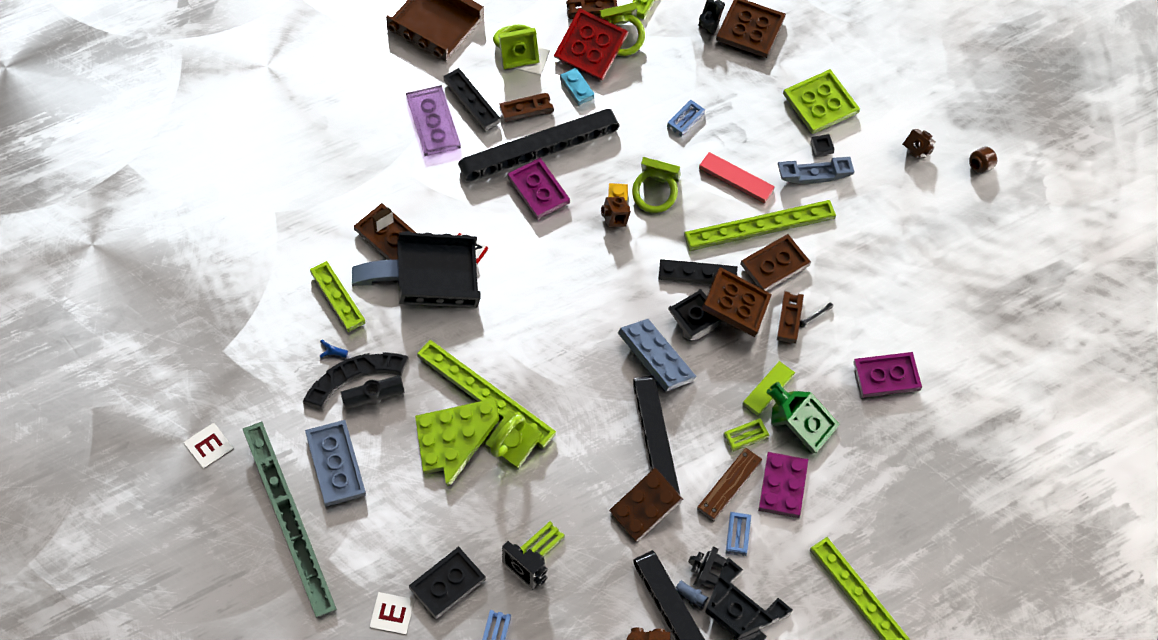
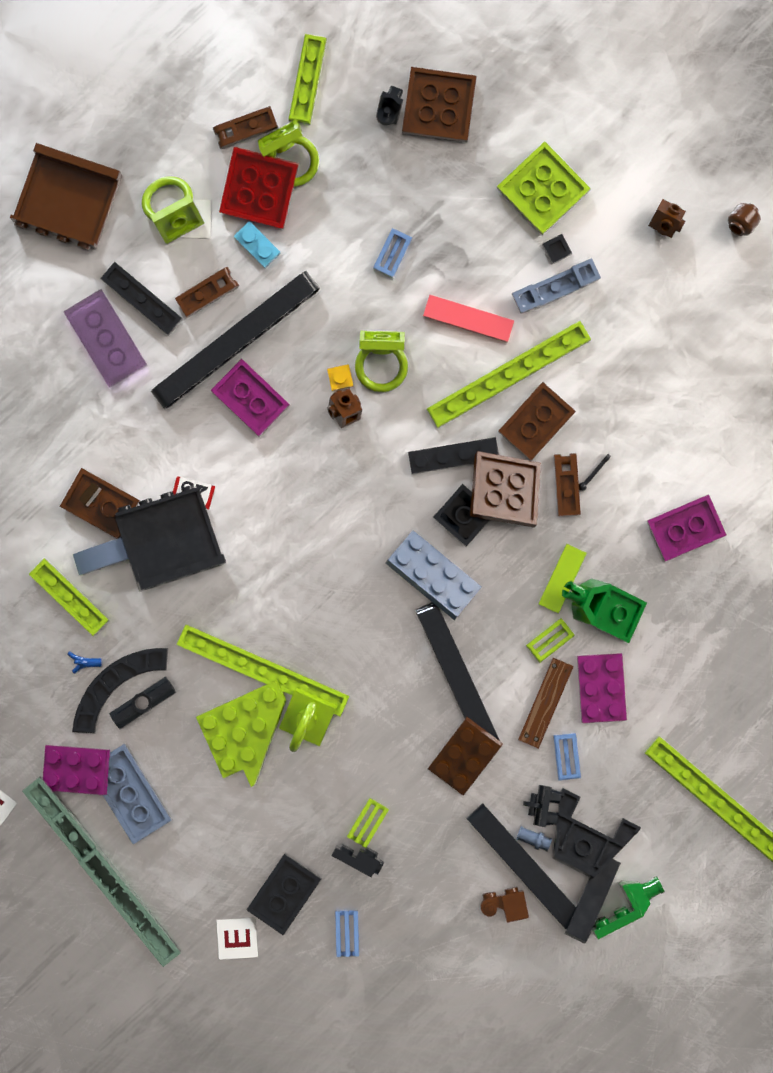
camera: 10 degrees left, 25 degrees up
(297, 428) = (76, 769): none -> magenta plate

